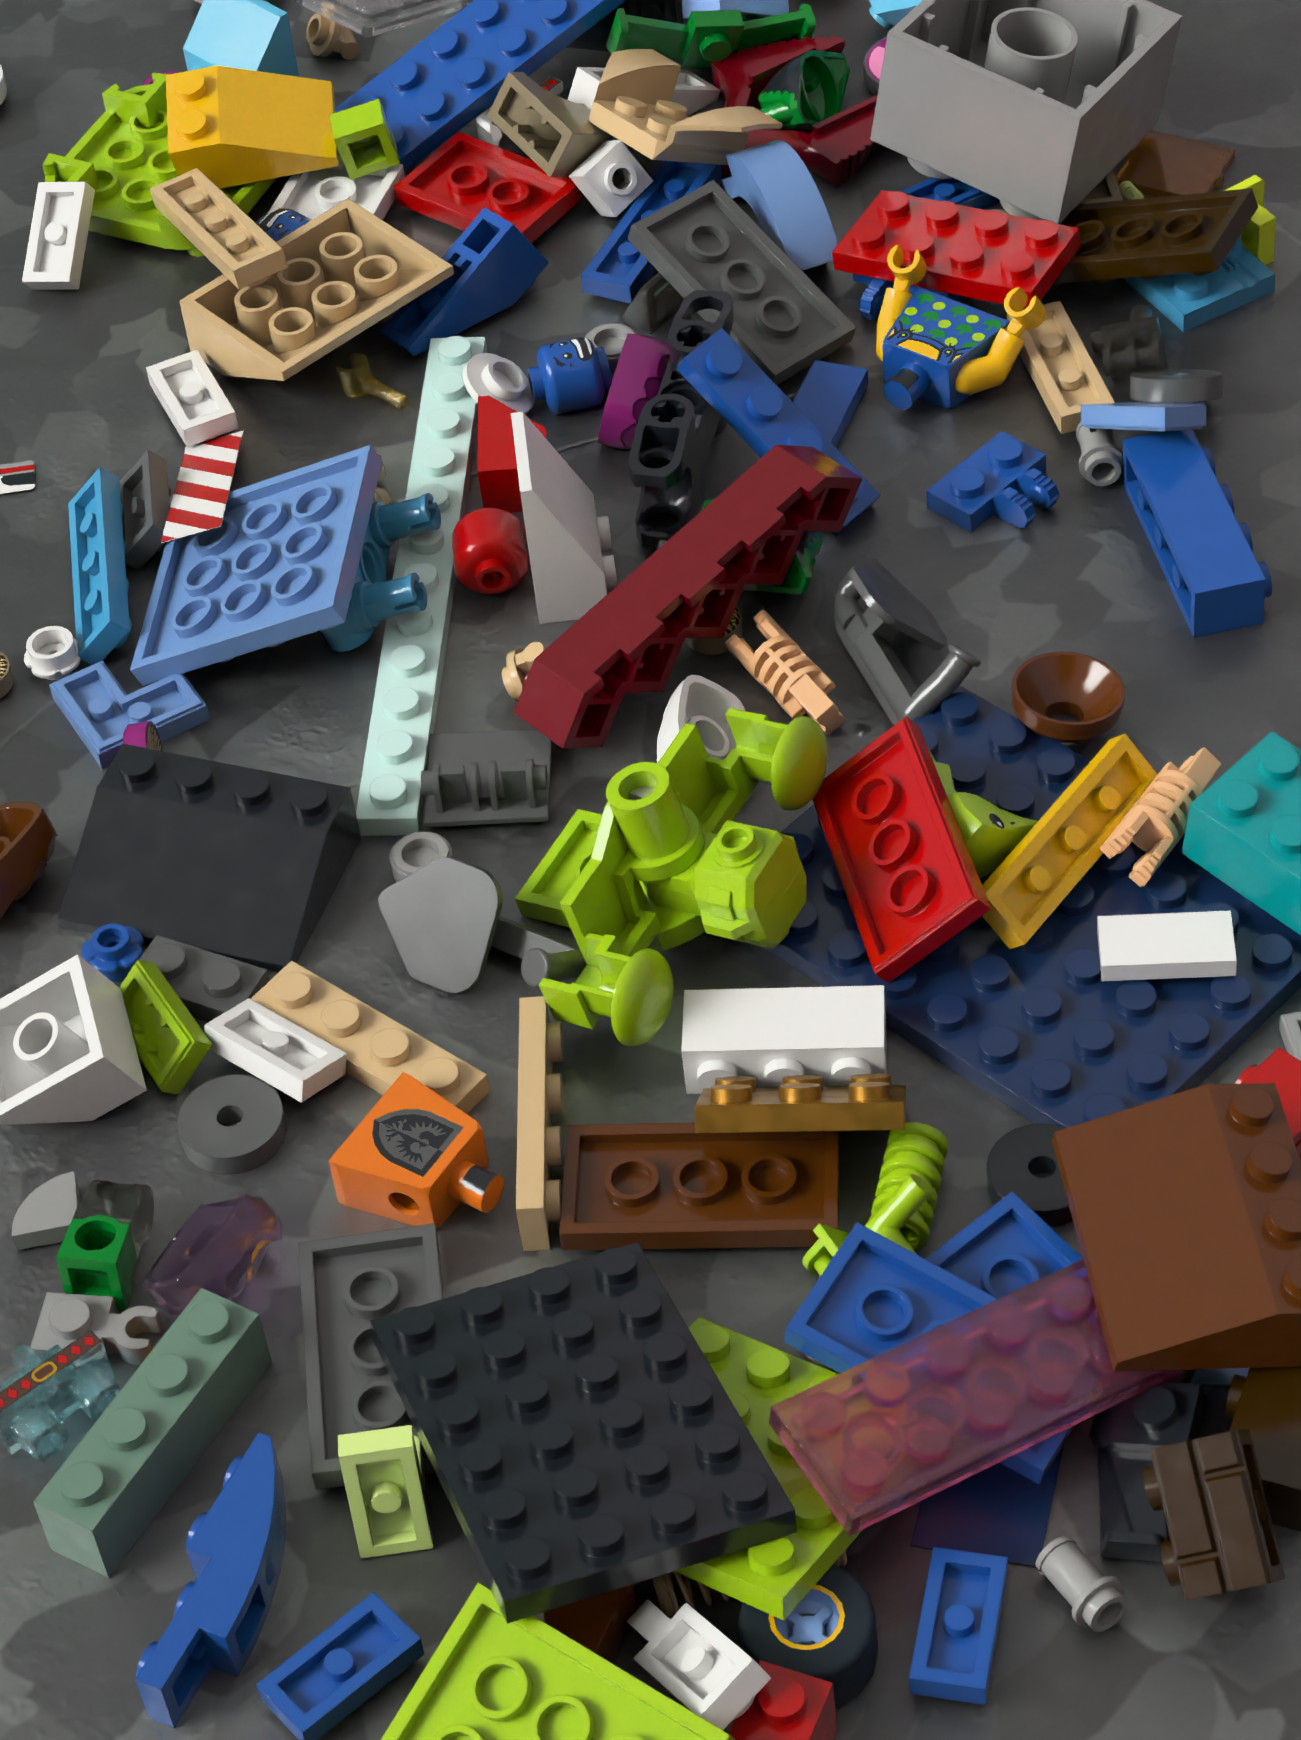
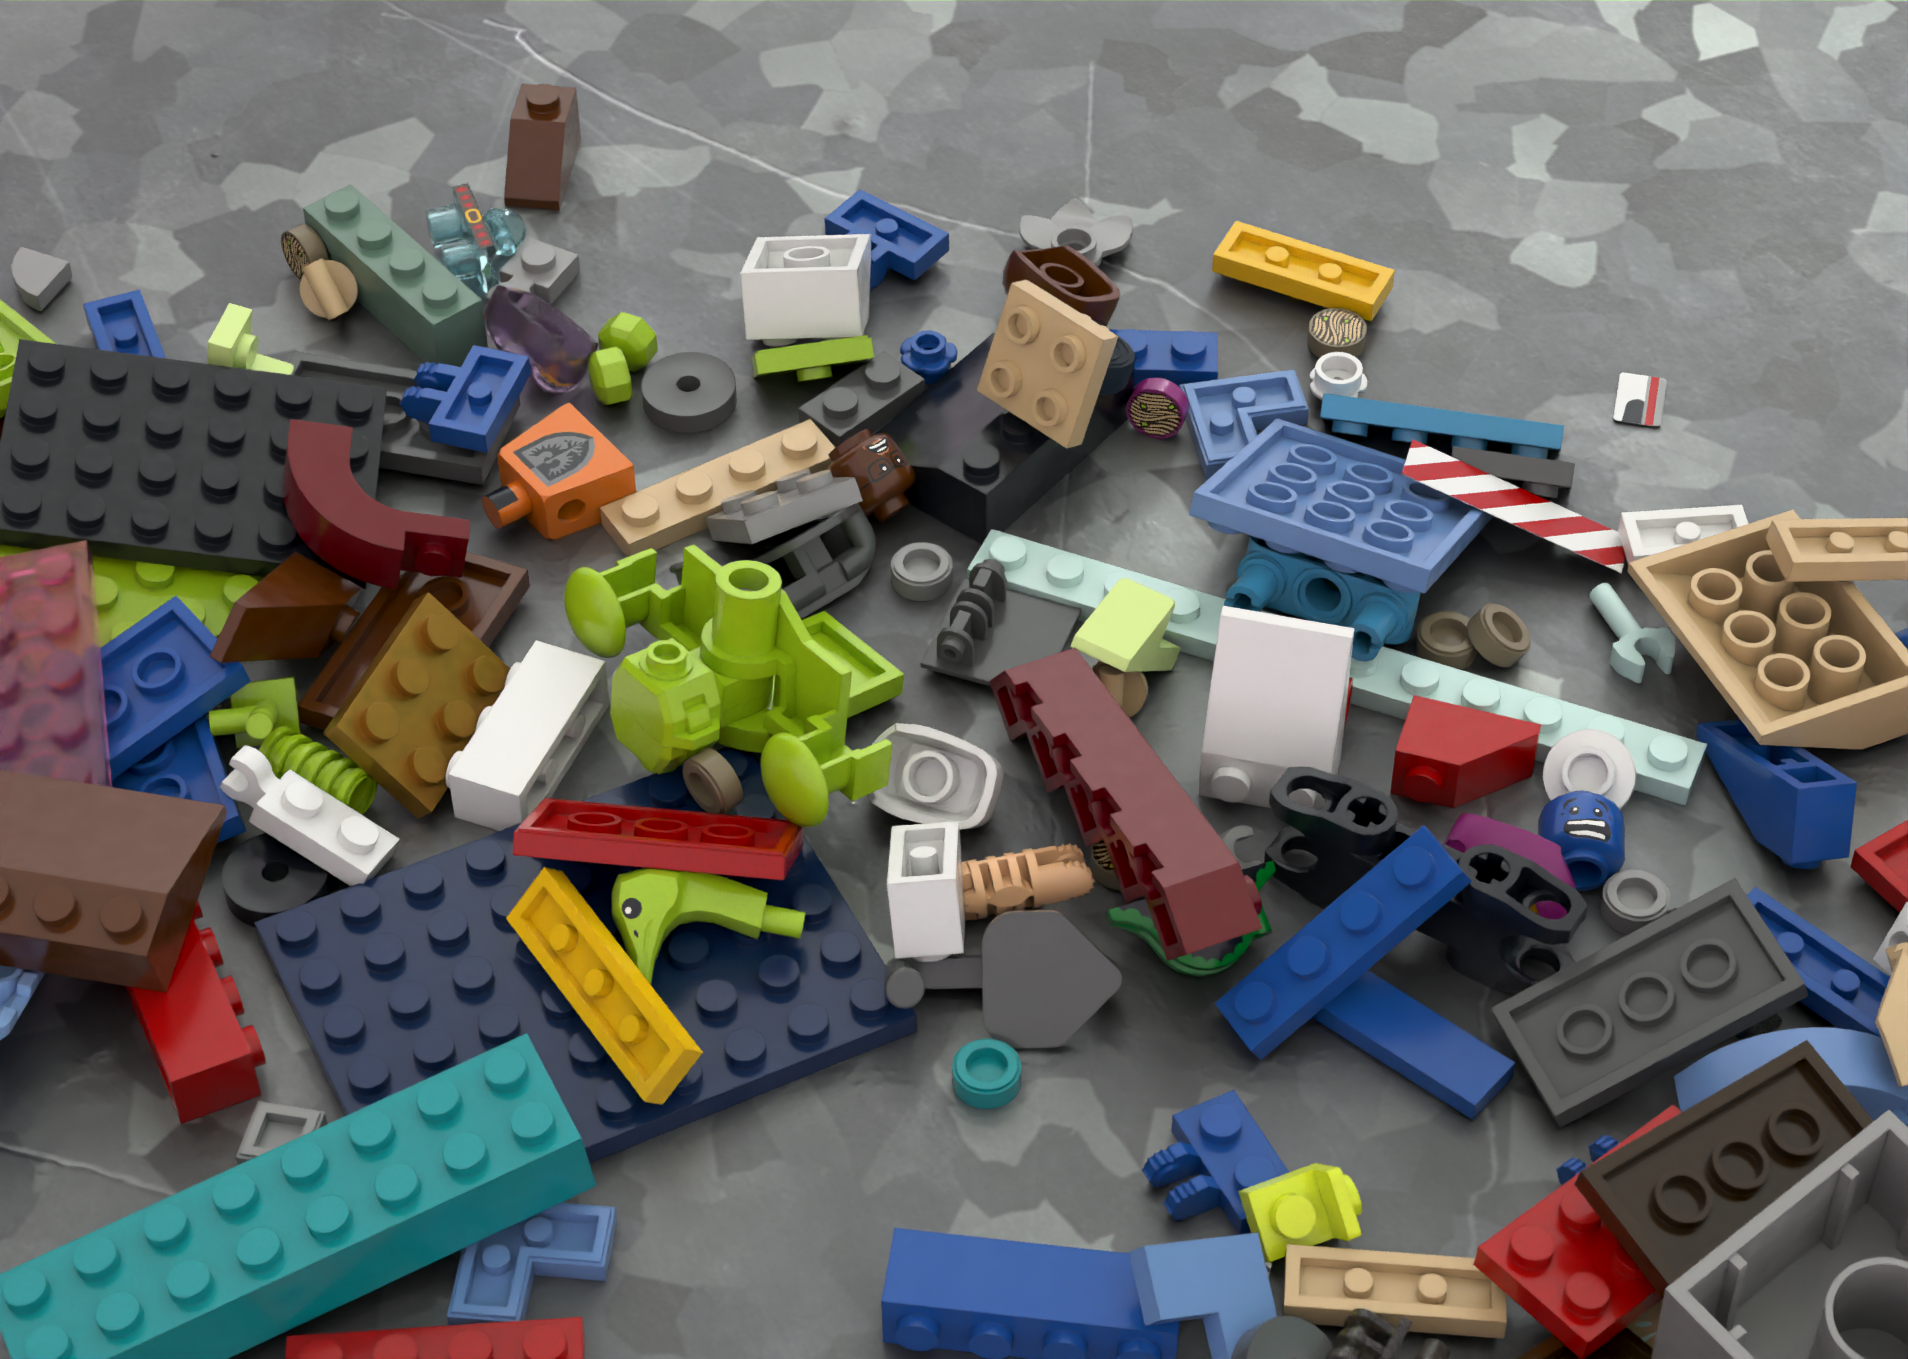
camera: 105 degrees right, 0 degrees up
(46, 1212) = (663, 277): light grey tile -> none
(57, 782) = (1173, 355): none -> plate
(106, 1240) = (599, 284): green leg -> none
(129, 1550) = (302, 247): none -> tile
(183, 1497) = (328, 288): none -> tan plate
(184, 1185) = (633, 336): none -> lime tile
(203, 729) = (1052, 363): none -> tan plate
(236, 1569) = (208, 281): blue slope -> none
(244, 1172) = (609, 376): none -> lime tile
(275, 1050) = (738, 417): white plate -> none
(324, 404) = (1633, 640): none -> light aqua bar
(332, 906) = (879, 471): none -> reddish brown head
(351, 1239) = (468, 401): none -> blue hinge
(360, 382) = (1669, 685): clear yellow hand -> none
(409, 950) = (797, 501): none -> light grey plate
(484, 652) = (1129, 629): none -> yellowish green slope
(537, 1140) = (543, 549): tan plate -> none
(601, 1249) = (353, 528): none -> dark red arch
(757, 1243) = (289, 615): none -> reddish brown slope
(811, 845) = (712, 782): none -> dark tan tile
(850, 673) = (926, 891): none -> white slope
(908, 170) = (1721, 1162): none -> dark brown plate
(944, 347) = (1478, 1170): torso -> none
(982, 1142) = (309, 819): none -> white plate
(984, 635) = (986, 1073): none -> teal tile
(1013, 412) = (1302, 1209): none -> neon yellow bracket
(1070, 686) = (825, 1054): reddish brown piece -> none
(1162, 814) = (594, 1076): light nougat hinge -> none
(1166, 946) = (436, 1023): white tile -> none

